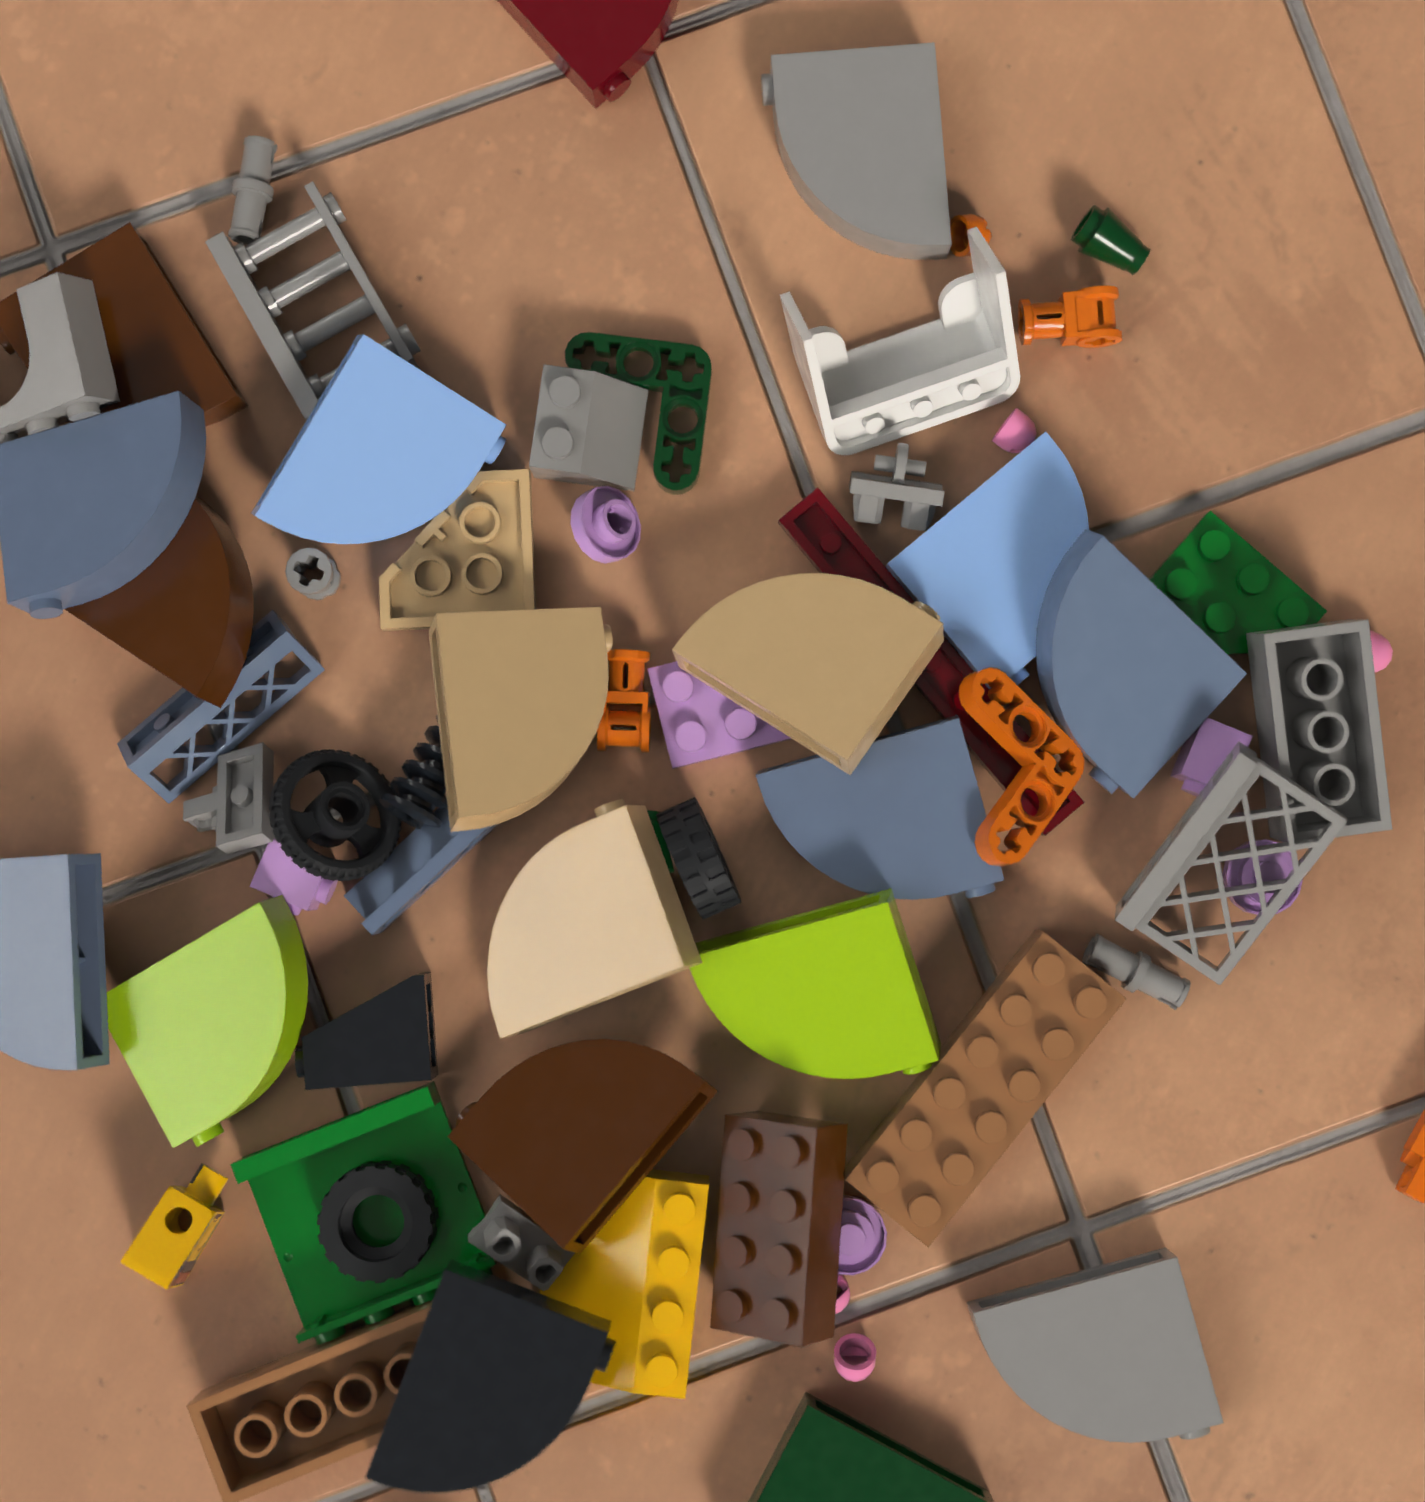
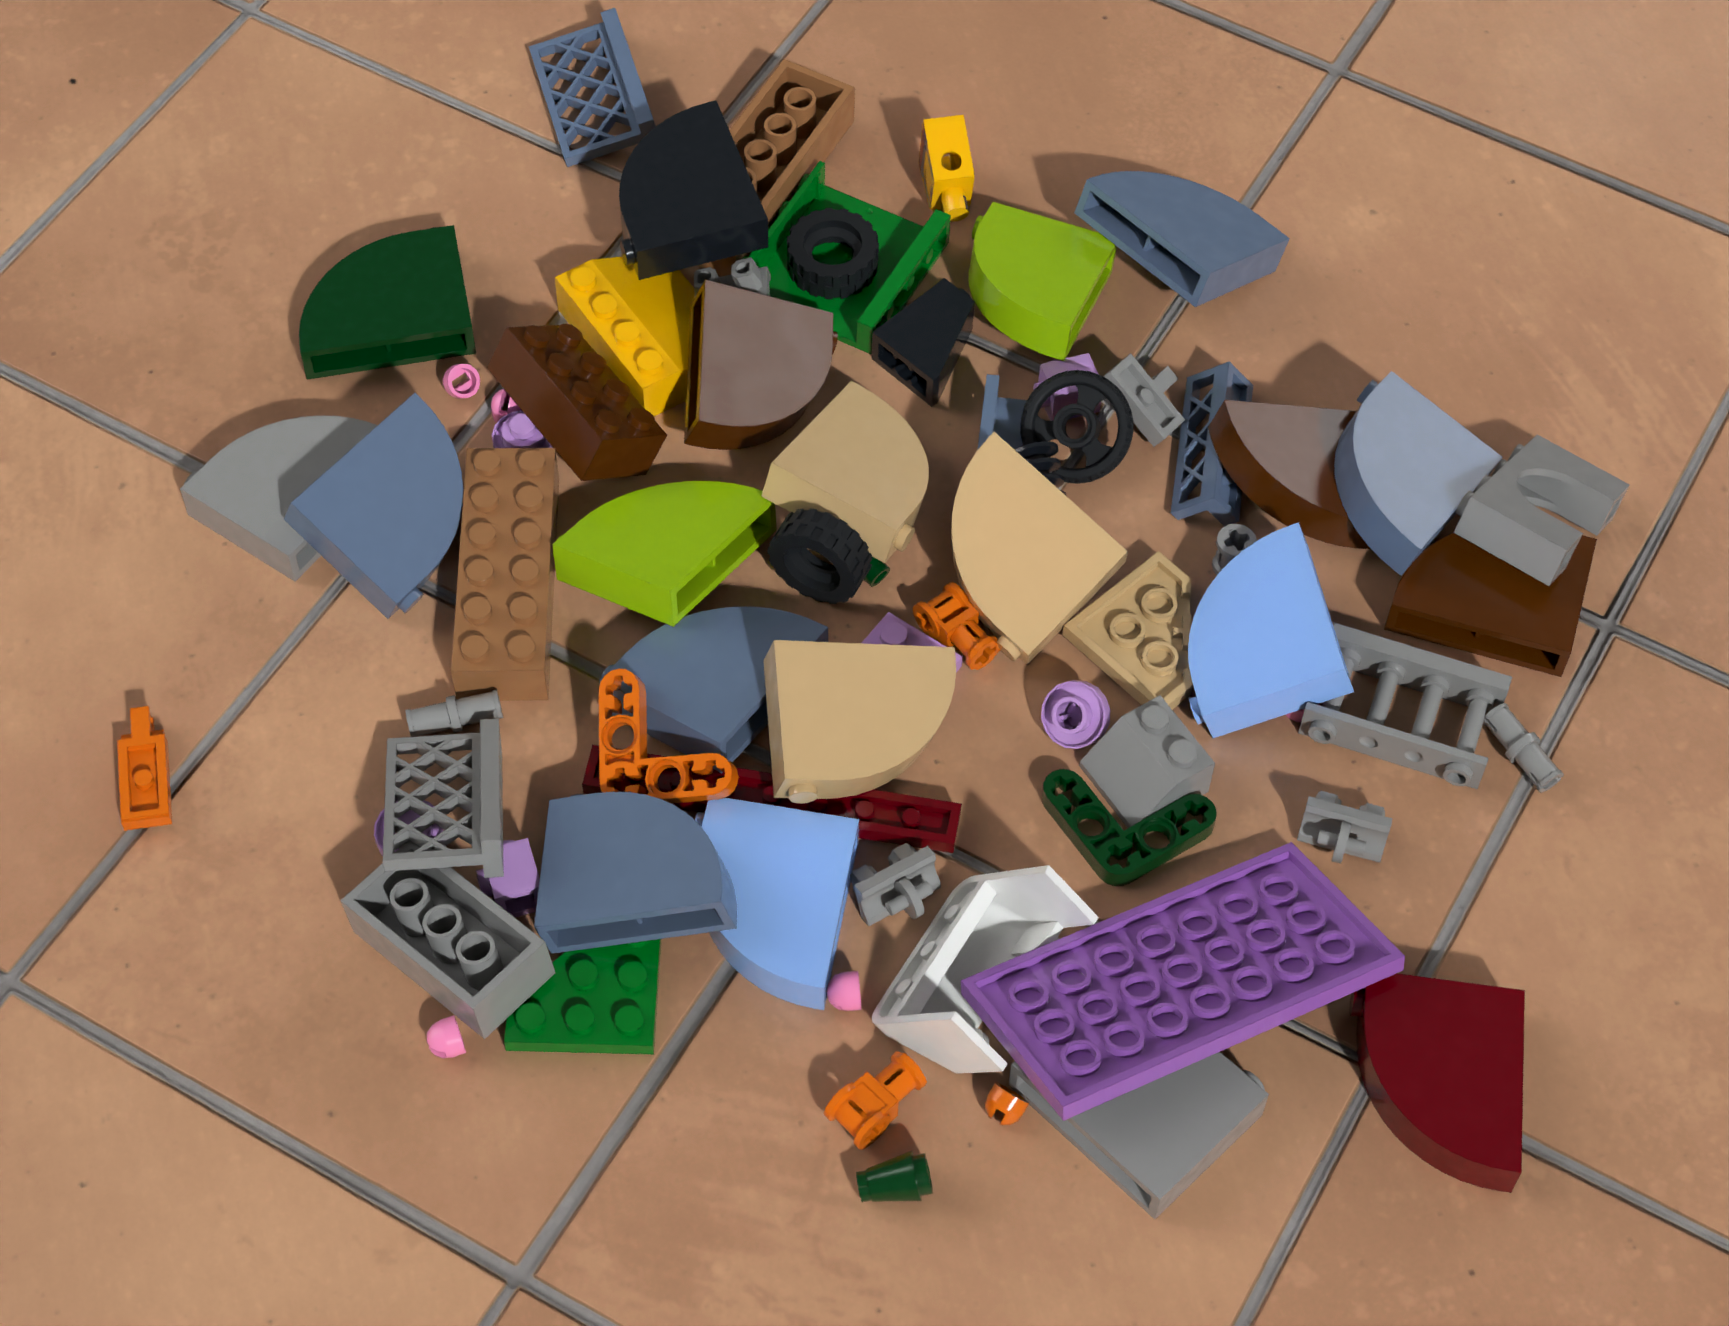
camera: 135 degrees right, 30 degrees down
(482, 234) = (1344, 828): none -> light grey hips
(753, 196) = (1179, 979): none -> medium lavender plate
(1049, 1237) = (387, 507): none -> sand blue brick

